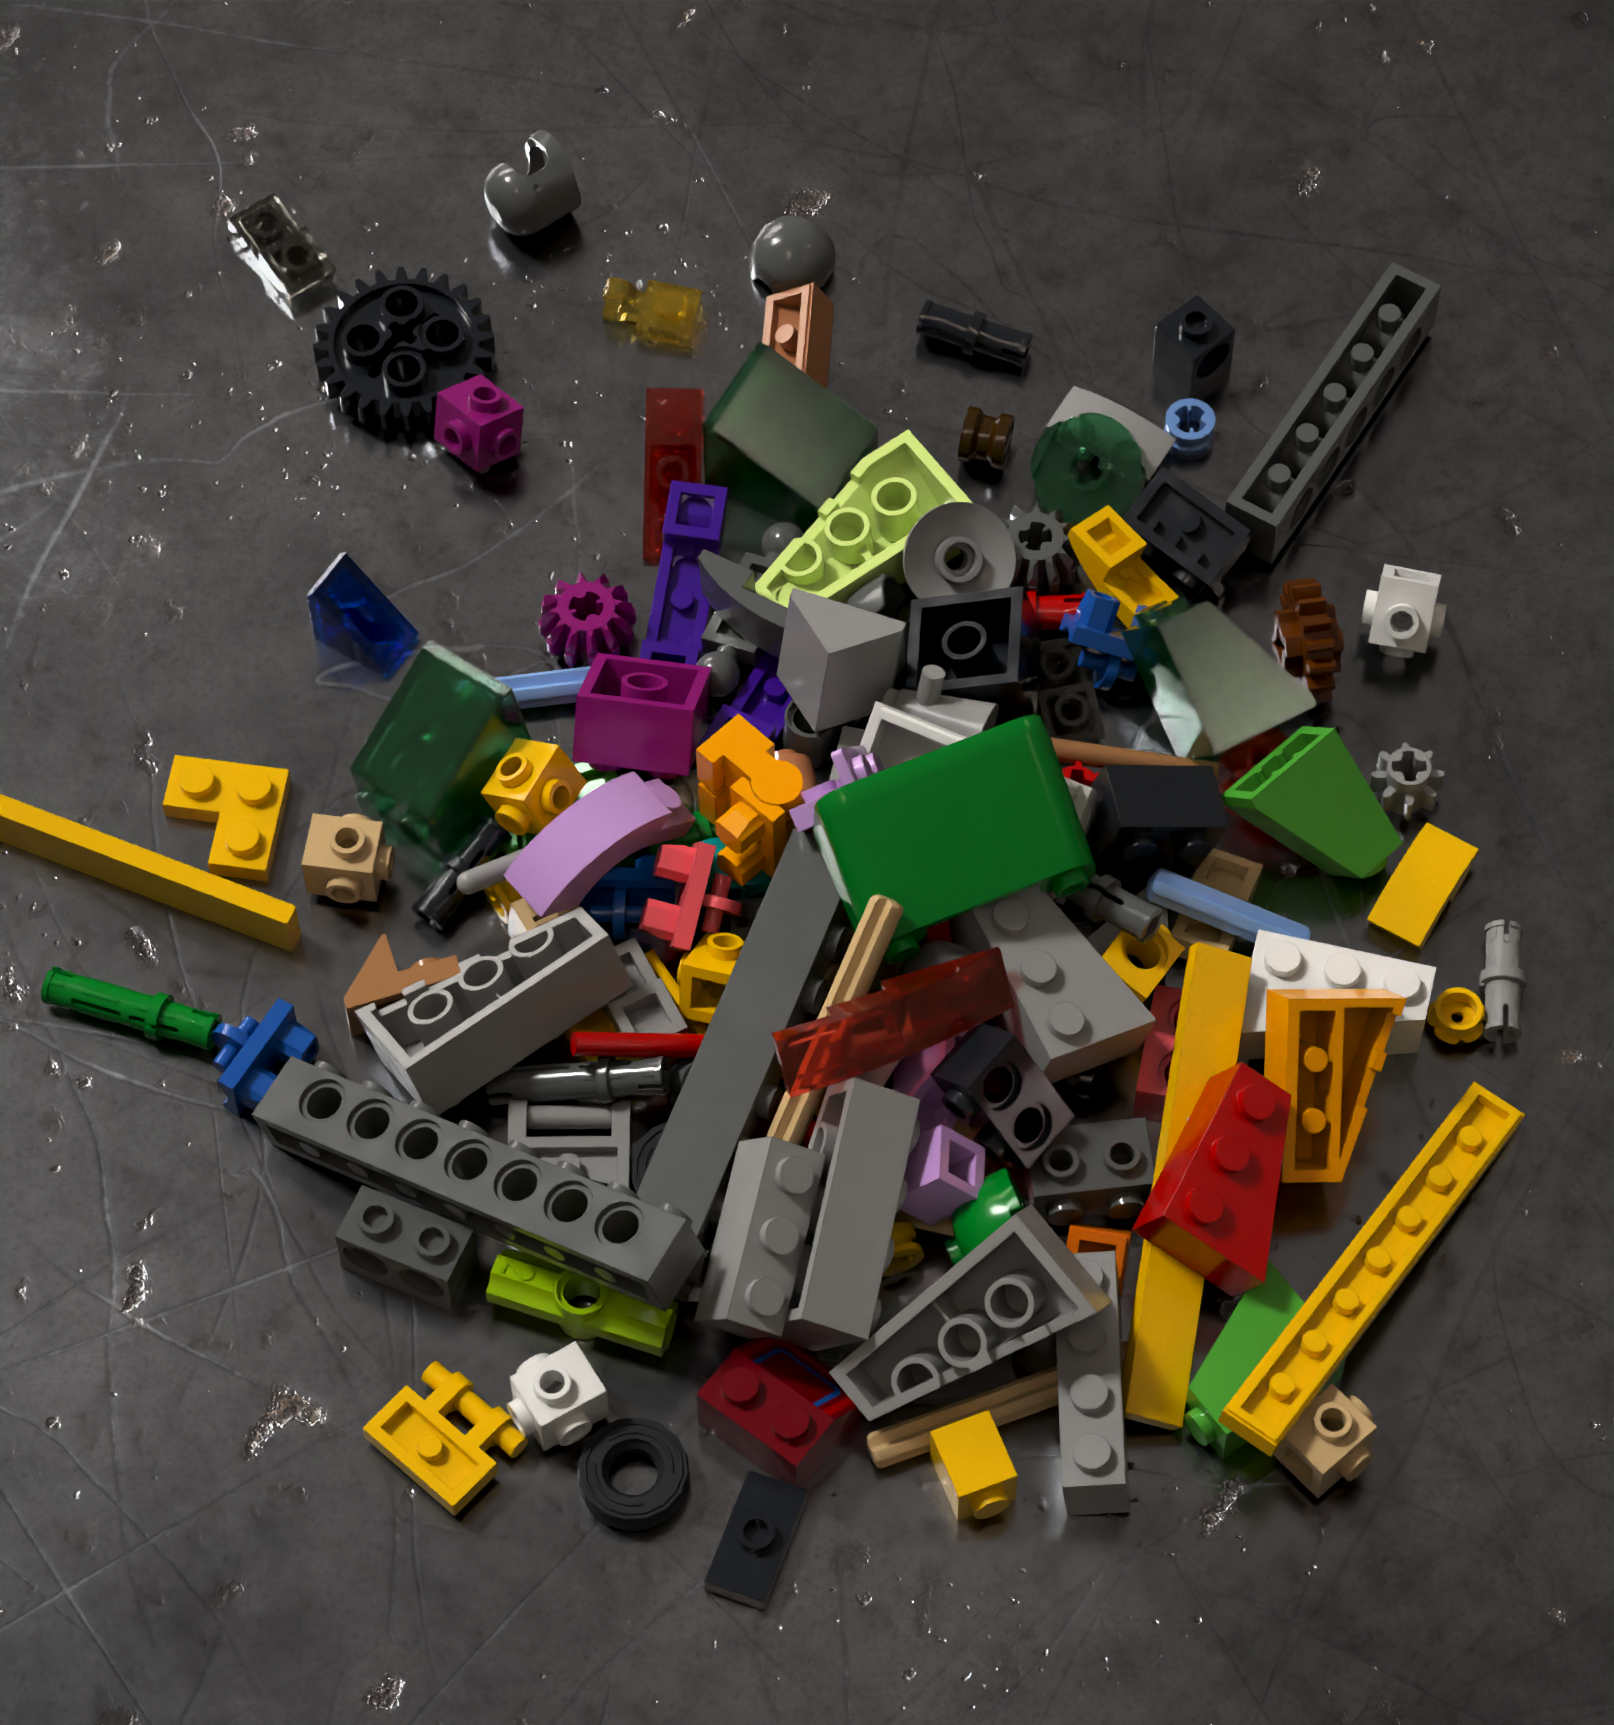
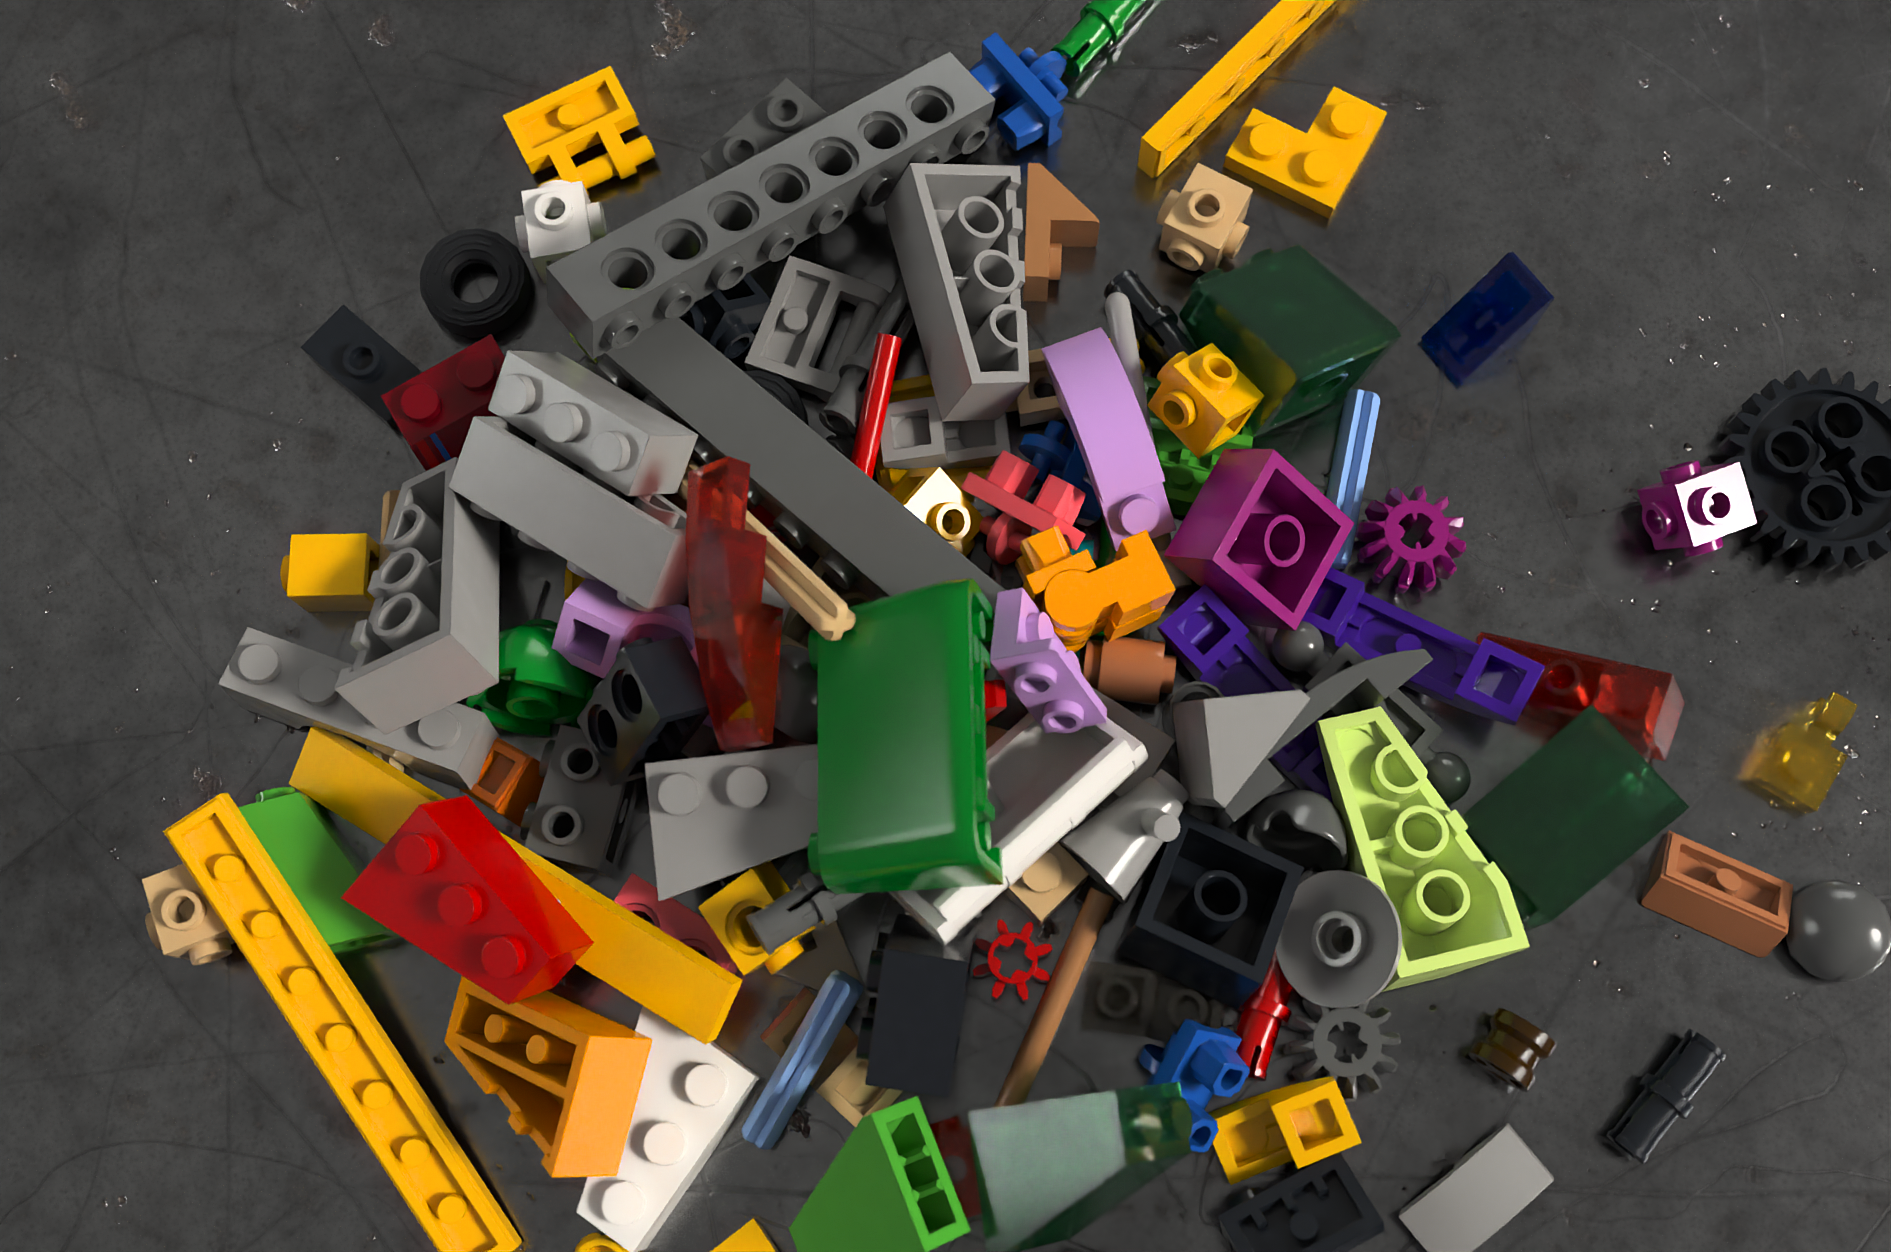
camera: 115 degrees right, 15 degrees up
(1078, 439) = (1433, 1184): clear green plate -> none

